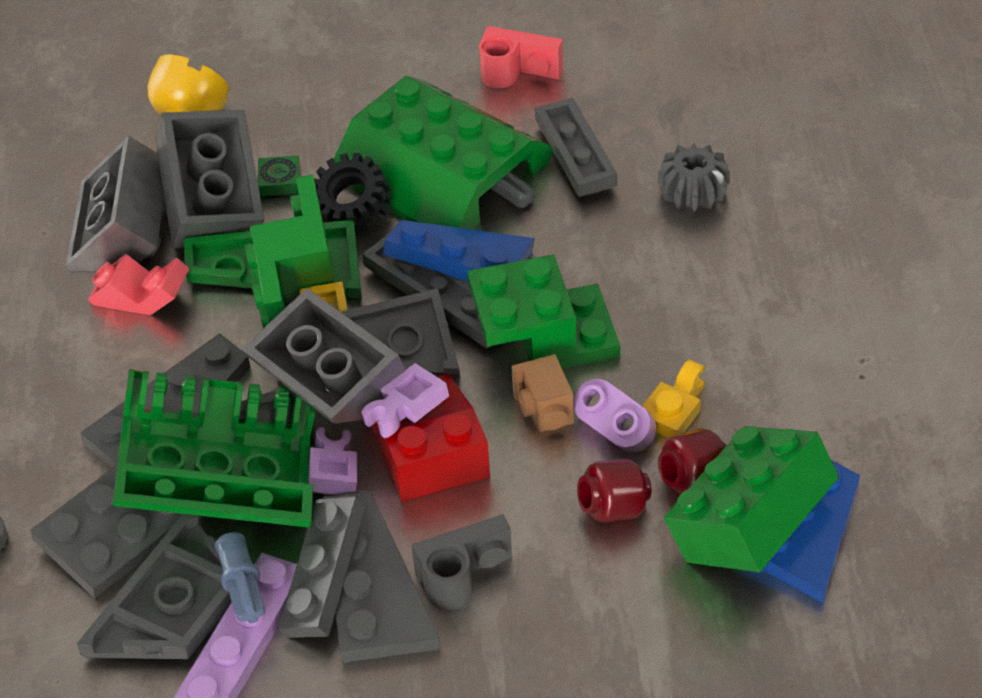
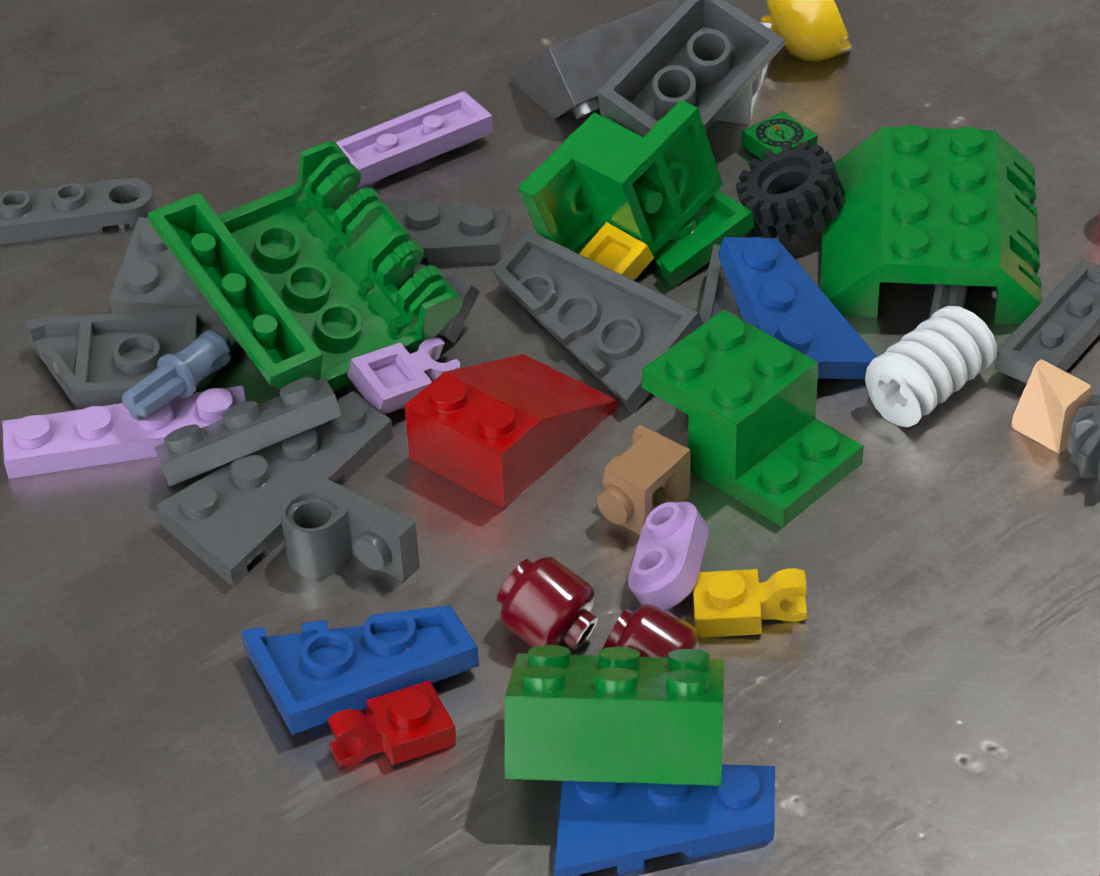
camera: 55 degrees right, 5 degrees down
(88, 348) = (416, 137): none -> lavender plate
(133, 288) = (523, 124): coral slope -> none
(324, 358) = (494, 281): flat silver slope -> none
(407, 395) = (495, 360): lavender plate -> none
(564, 218) = (929, 365): none -> white piece
(578, 612) = (341, 668): none -> blue wing
(640, 189) = (1050, 405): none -> light nougat slope
(645, 612) = (397, 723): none -> red plate

